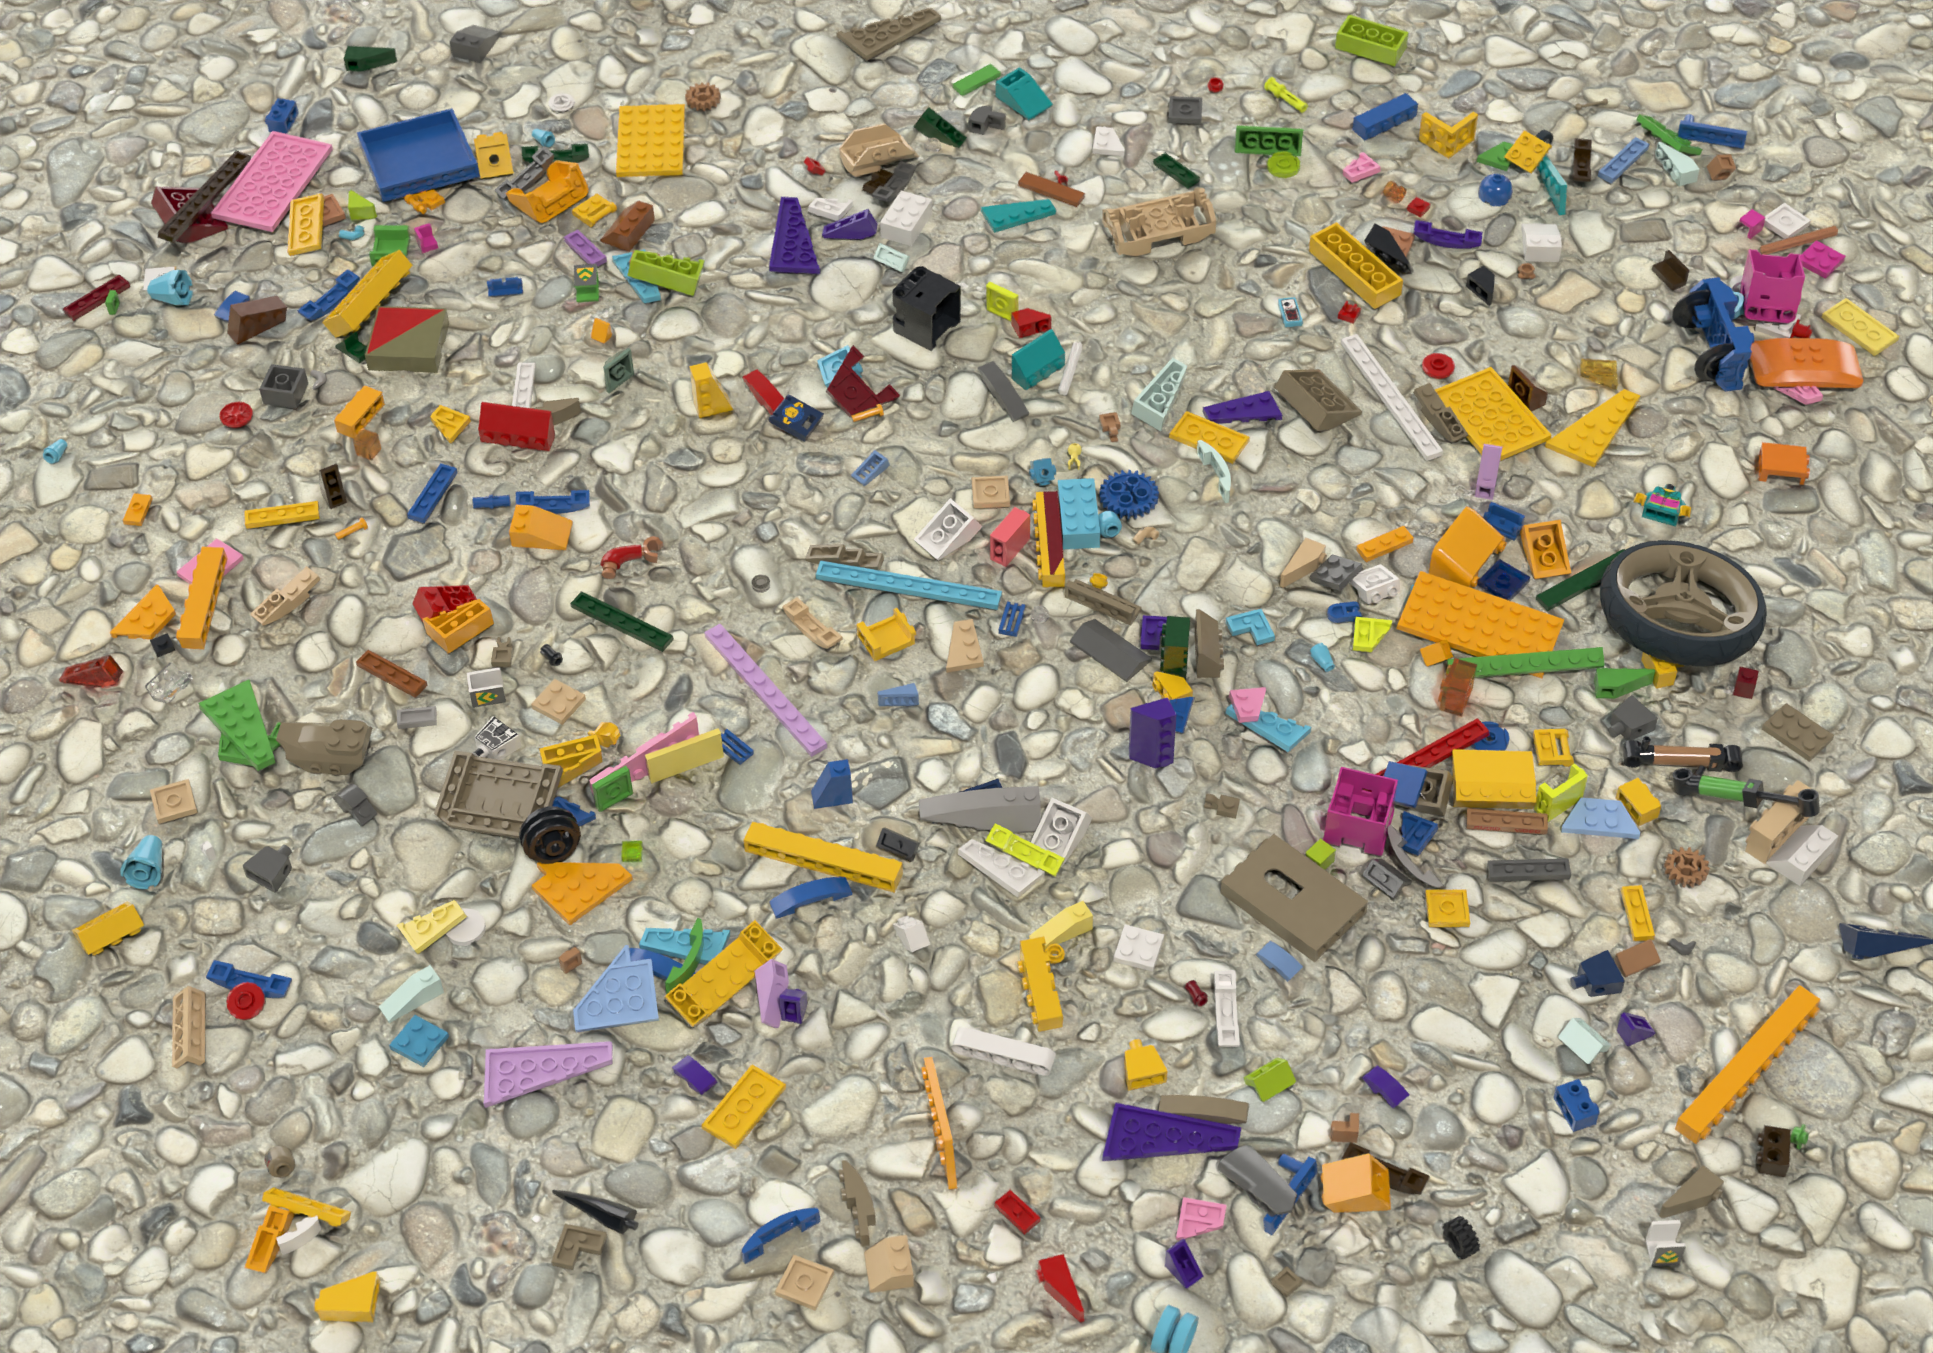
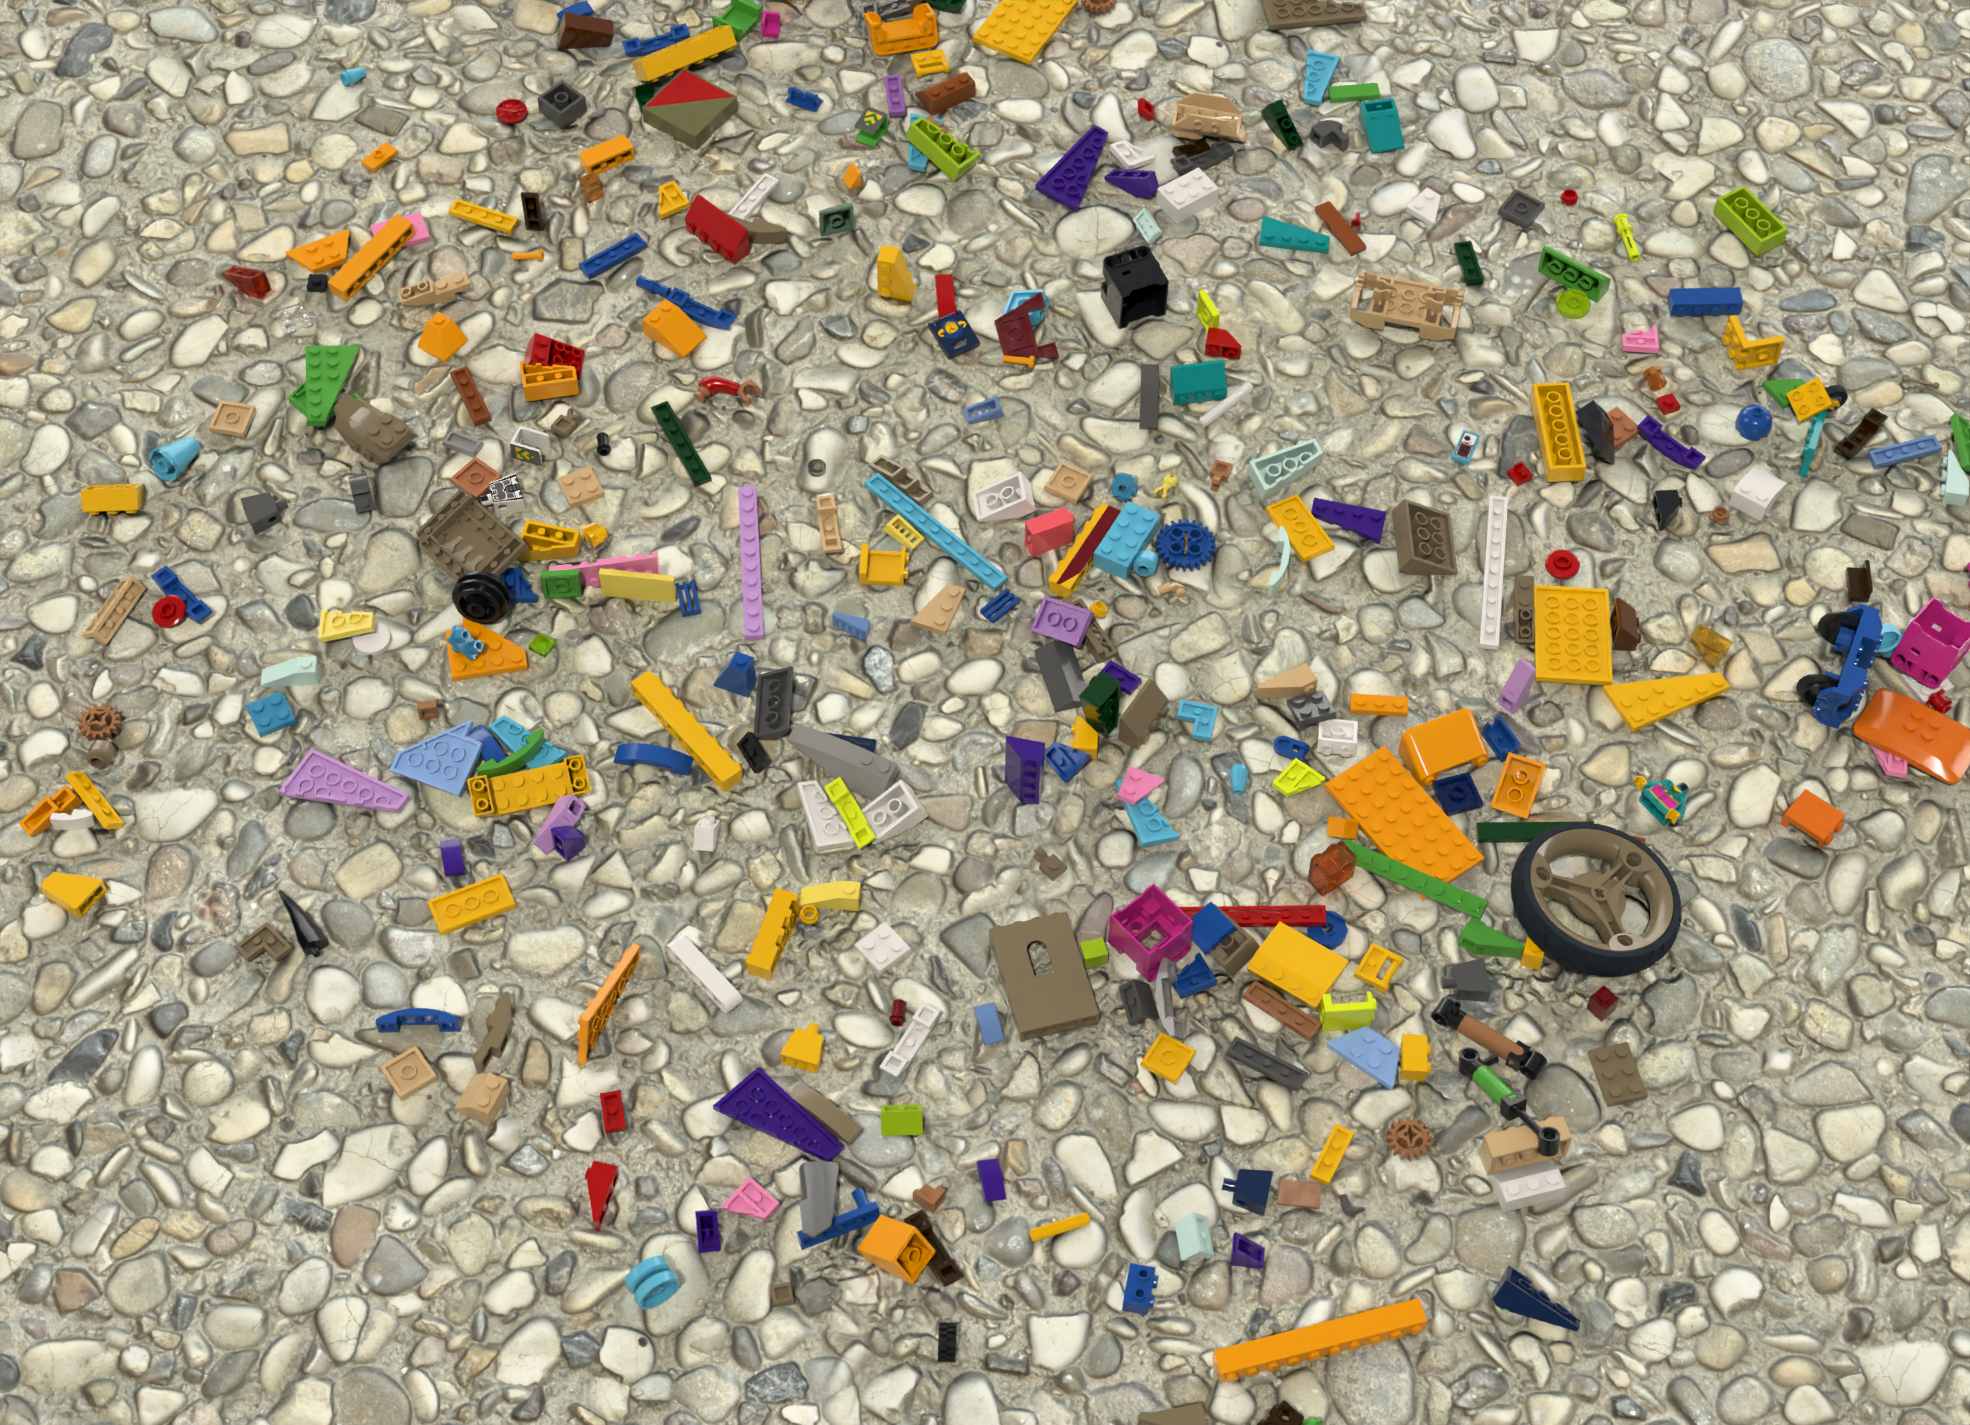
camera: 30 degrees right, 5 degrees up
(255, 1134) = (99, 722): none -> medium nougat gear
(325, 635) = (441, 337): none -> light orange slope
(453, 738) = (475, 478): none -> nougat plate
(563, 882) = (464, 643): none -> dark azure hips
(656, 831) = (573, 638): none -> clear plate
(872, 596) = (903, 525): none -> light yellow slope
(883, 795) = (773, 704): none -> dark grey slope
(937, 78) = (1319, 72): none -> medium azure wing
(1080, 603) = (1062, 621): none -> medium lavender plate
(1470, 1093) = (1059, 1227): none -> yellow axle

